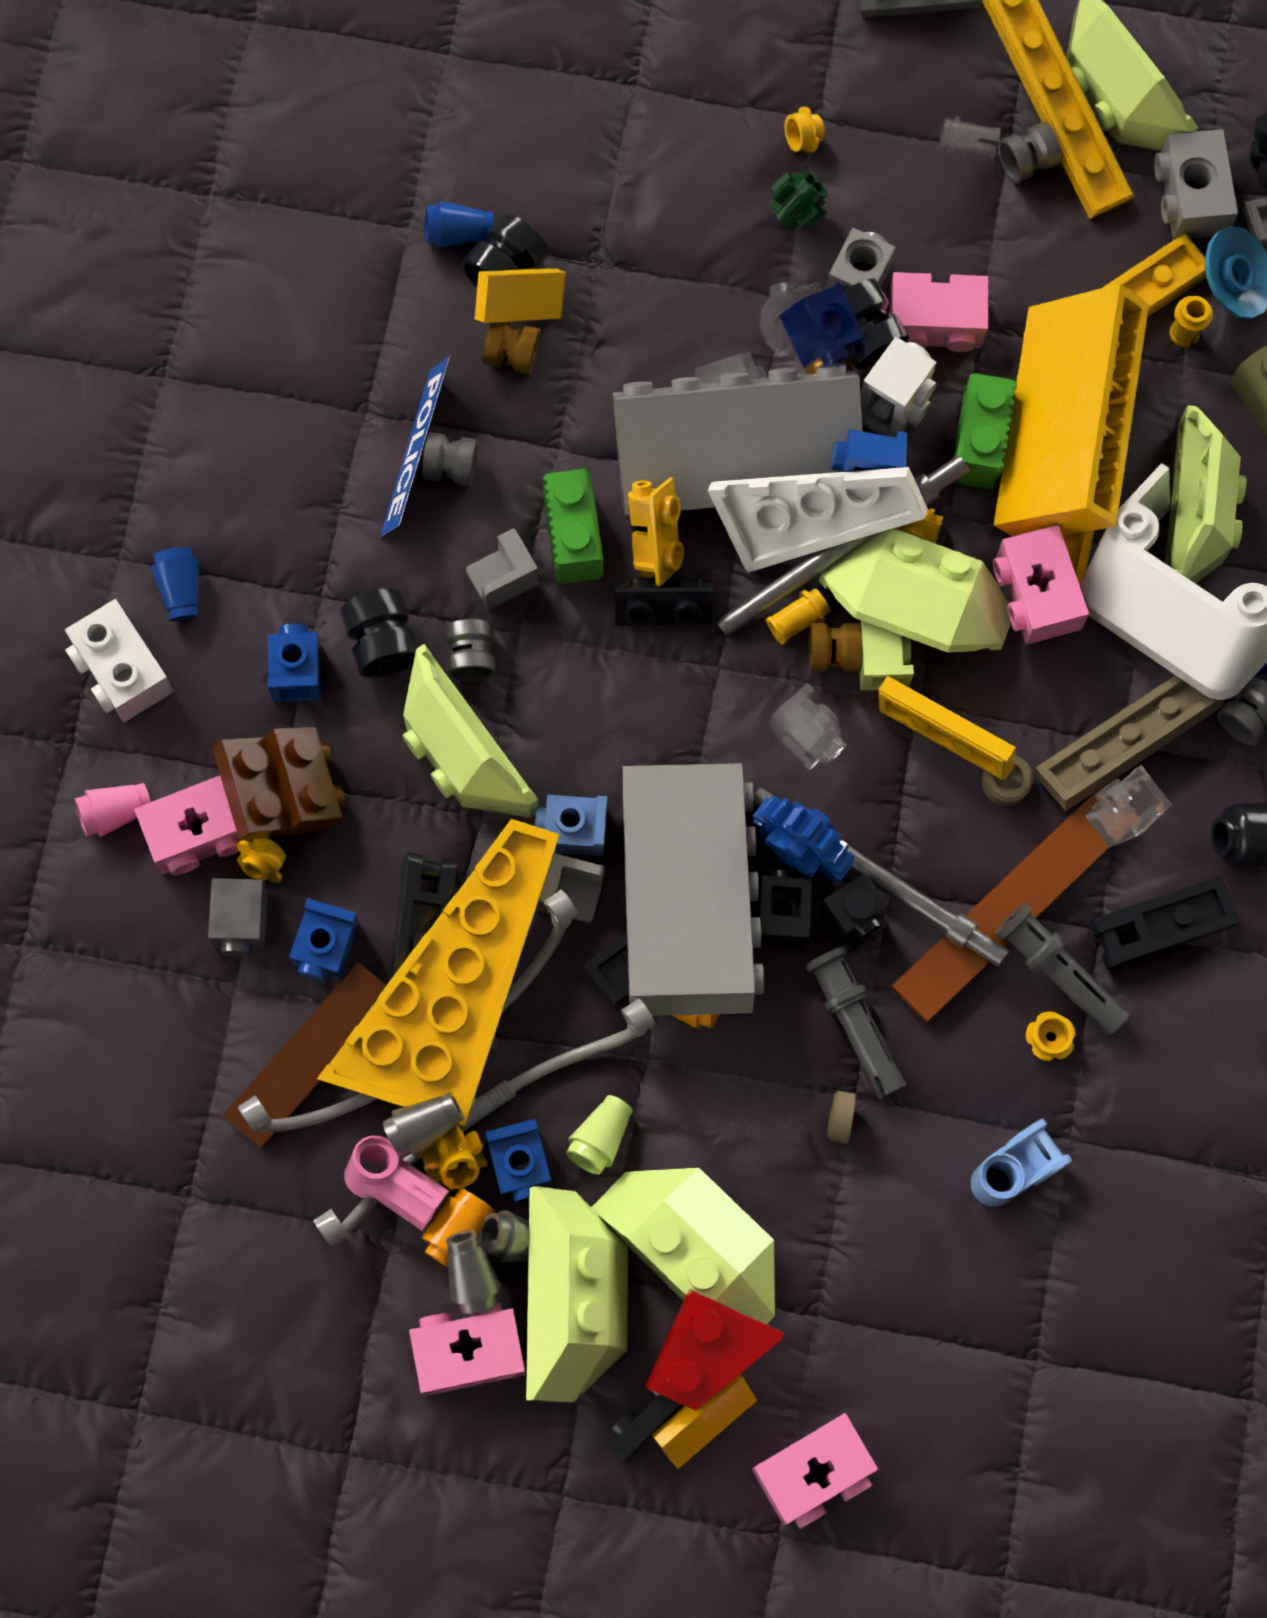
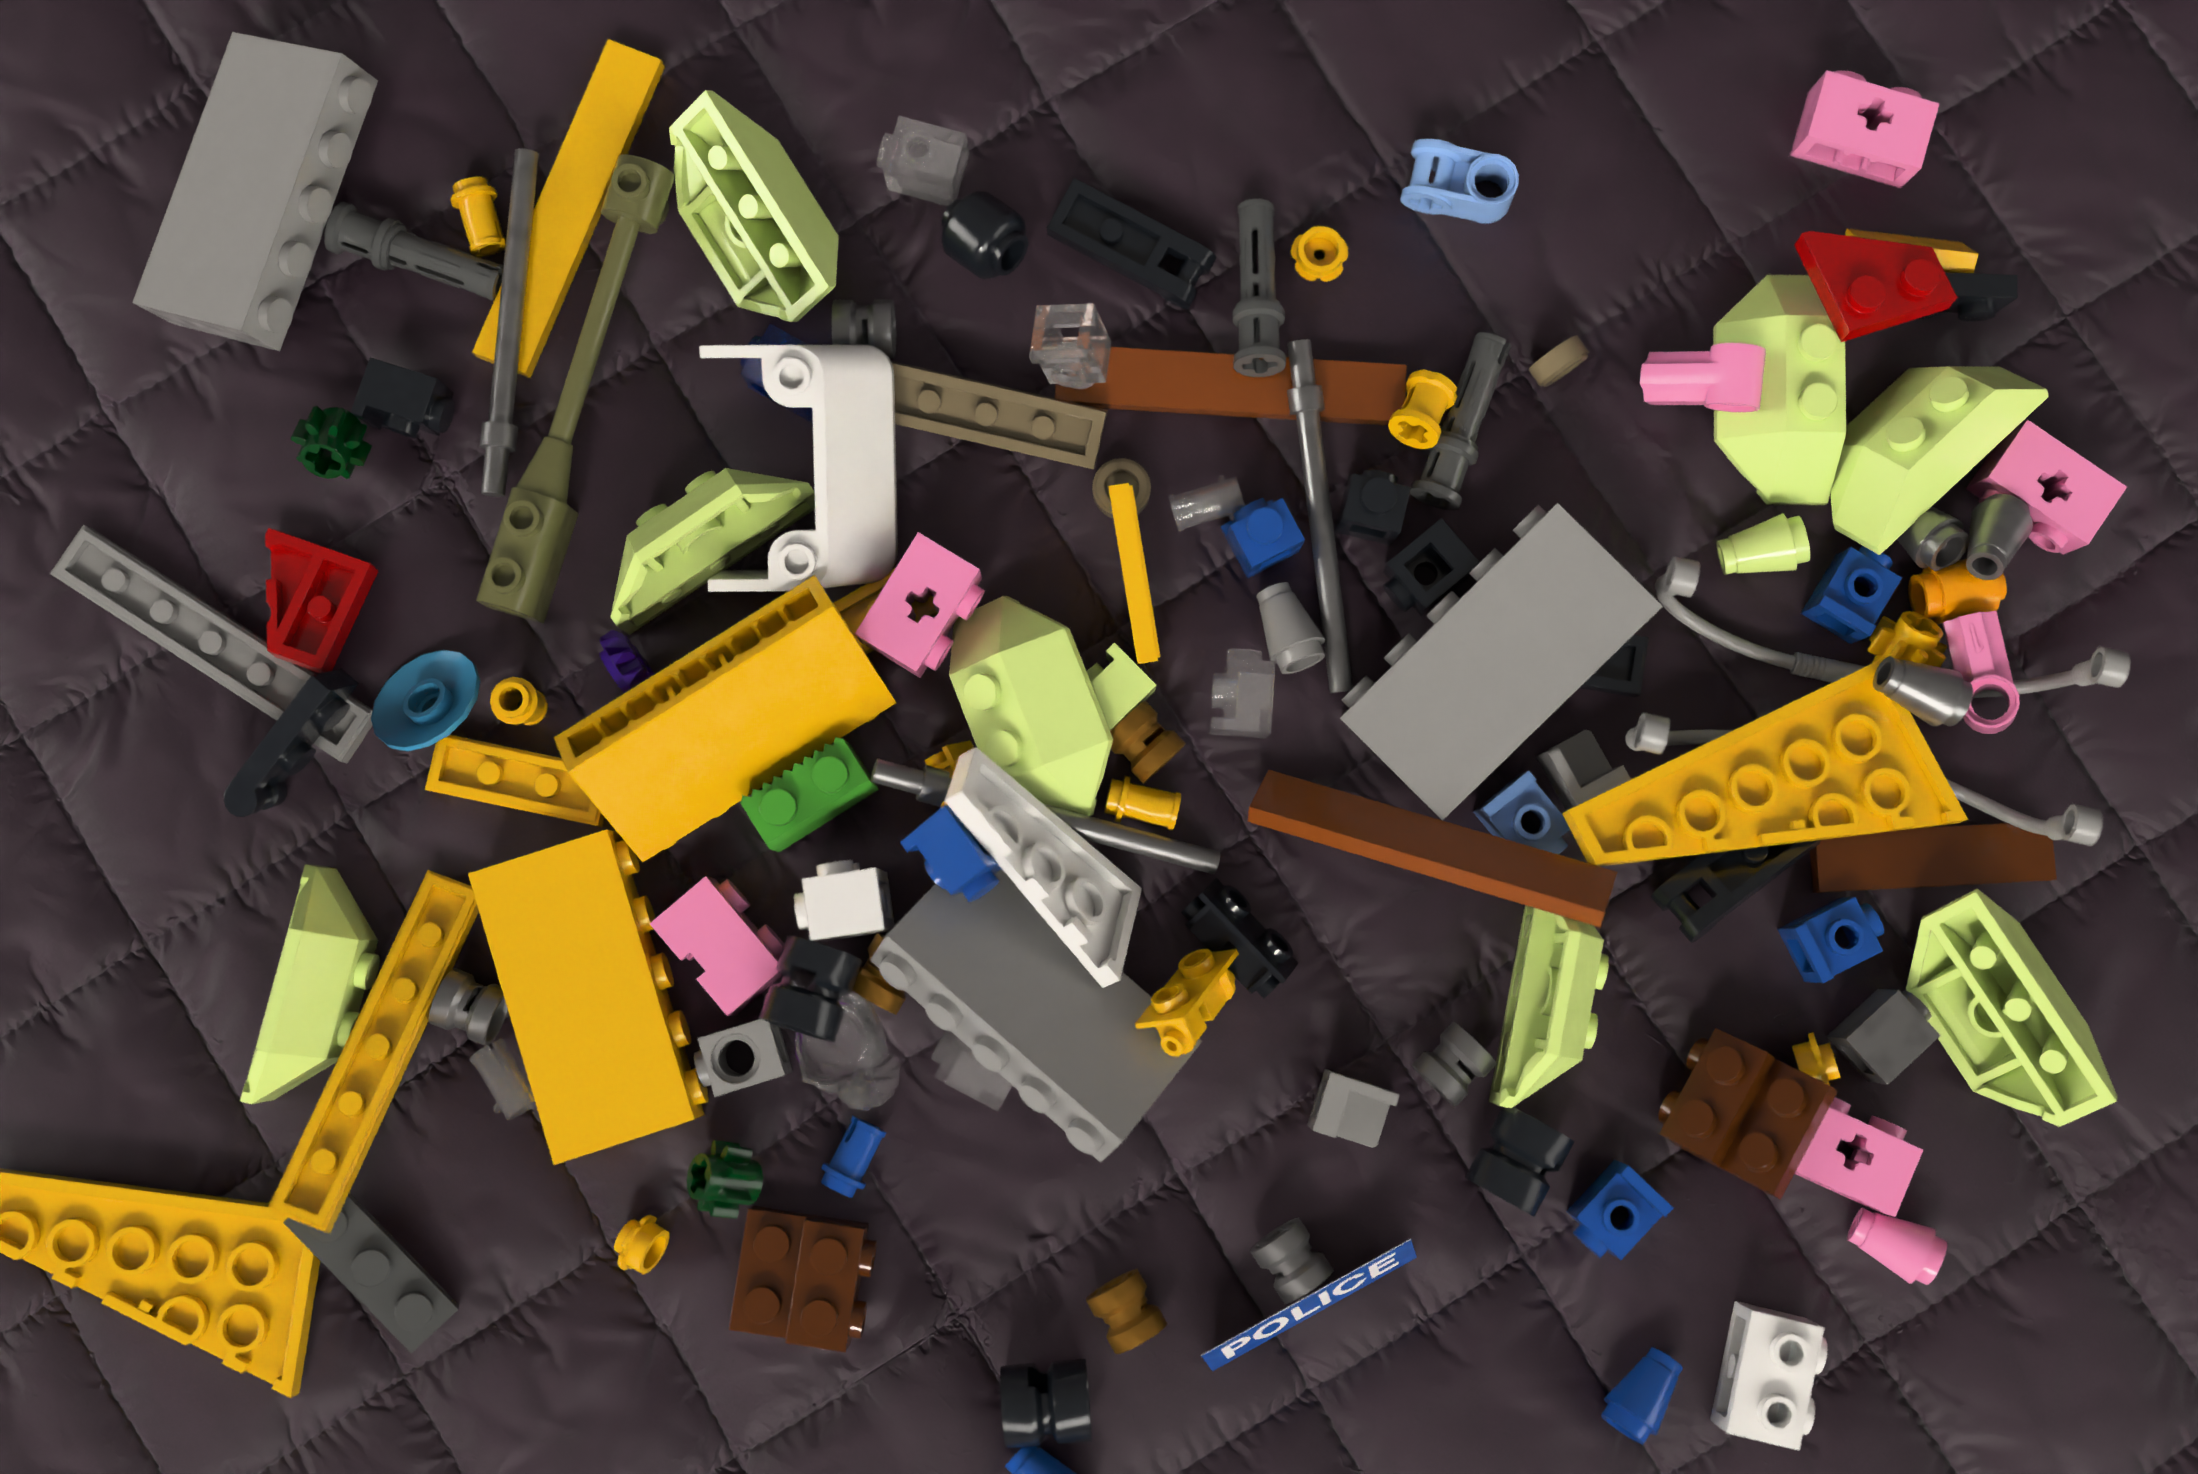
camera: 130 degrees left, 10 degrees up
(179, 1000) = (2005, 1013): none -> yellowish green wedge
(519, 295) = (1076, 1349): yellow tile -> none
(573, 526) = (1252, 1082): bright green brick -> none
(611, 743) = (1433, 847): none -> dark orange tile
(701, 198) = (802, 1278): none -> reddish brown plate
(740, 1193) = (1720, 379): none -> bright pink piece
(744, 279) = (852, 1157): none -> blue pin
(803, 839) = (1362, 599): blue gear -> none
(822, 327) = (877, 1037): clear blue brick -> none
(823, 791) = (1289, 630): none -> light grey cone
(889, 996) = (1423, 409): none -> yellow bush
(899, 829) = (1262, 535): none -> blue brick
(945, 828) = (1207, 503): none -> clear pin
(976, 215) = (588, 994): none -> yellow brick
(1159, 394) = (623, 661): none -> dark purple gear
(1203, 160) = (331, 831): light grey brick -> none

